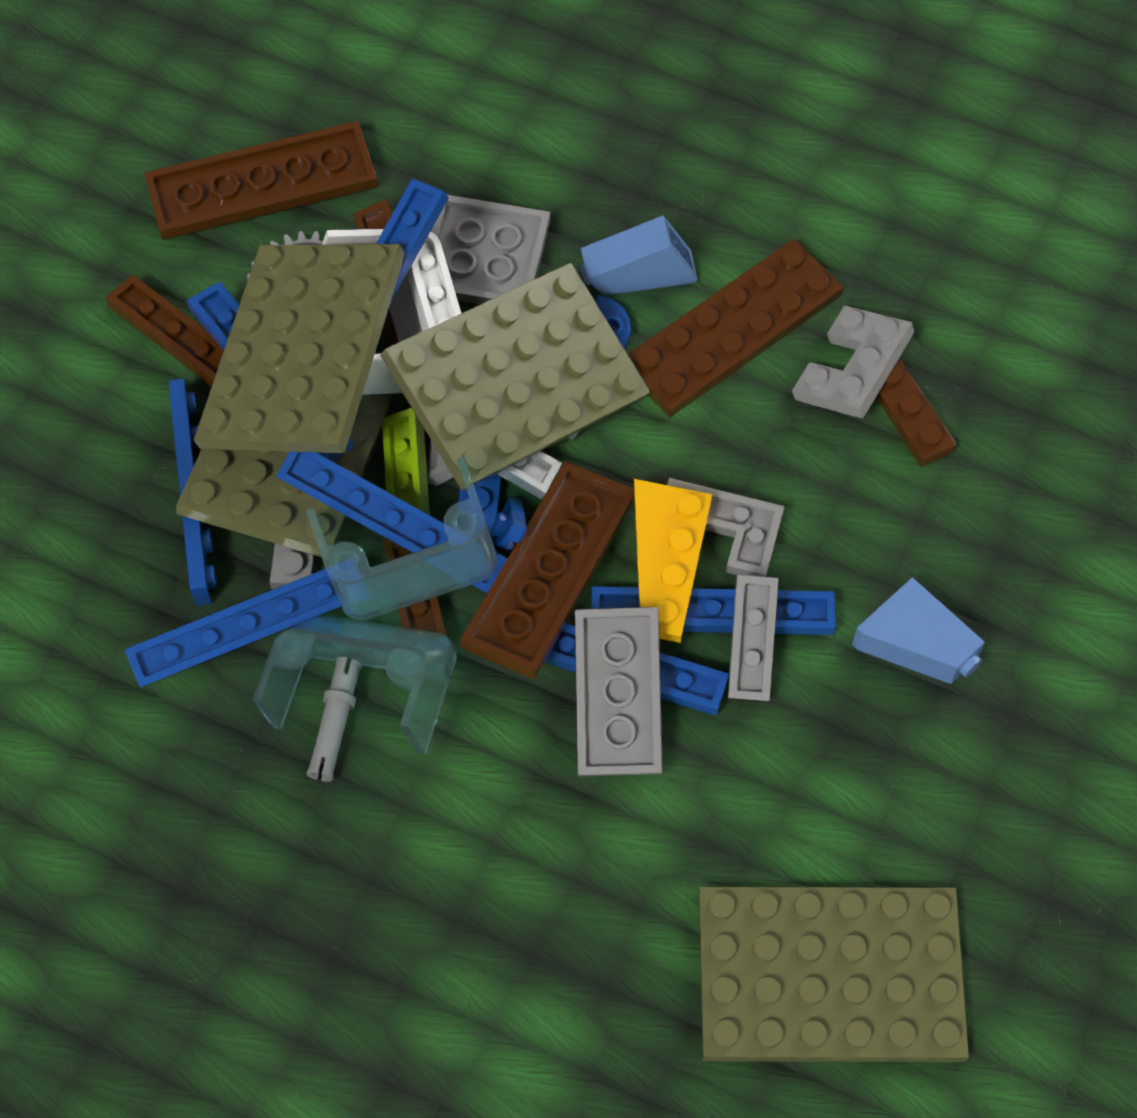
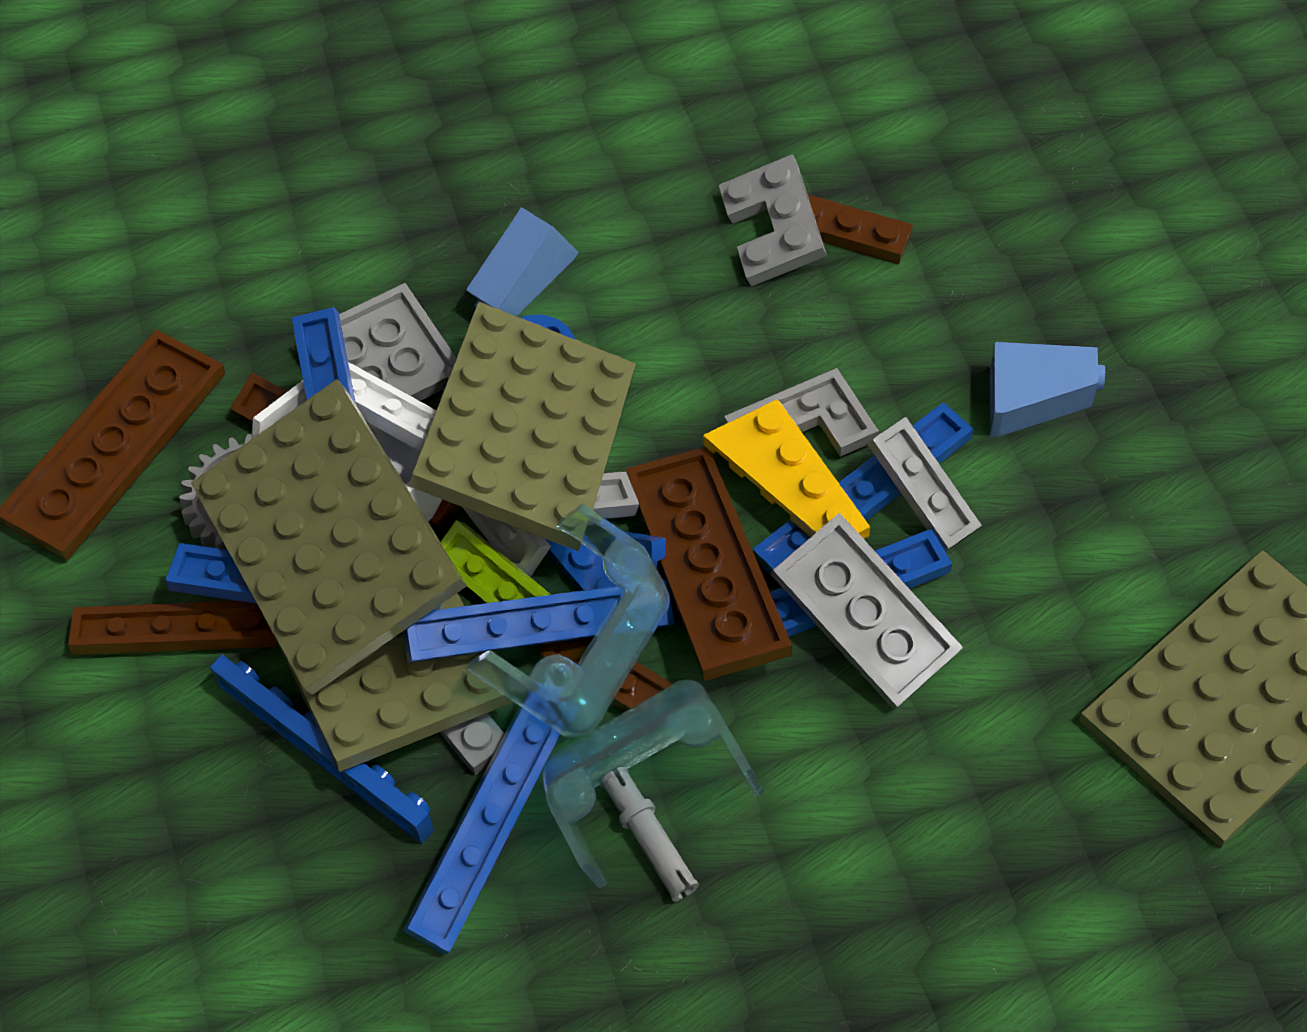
camera: 40 degrees left, 5 degrees down
(733, 326) = (646, 265): reddish brown plate -> none

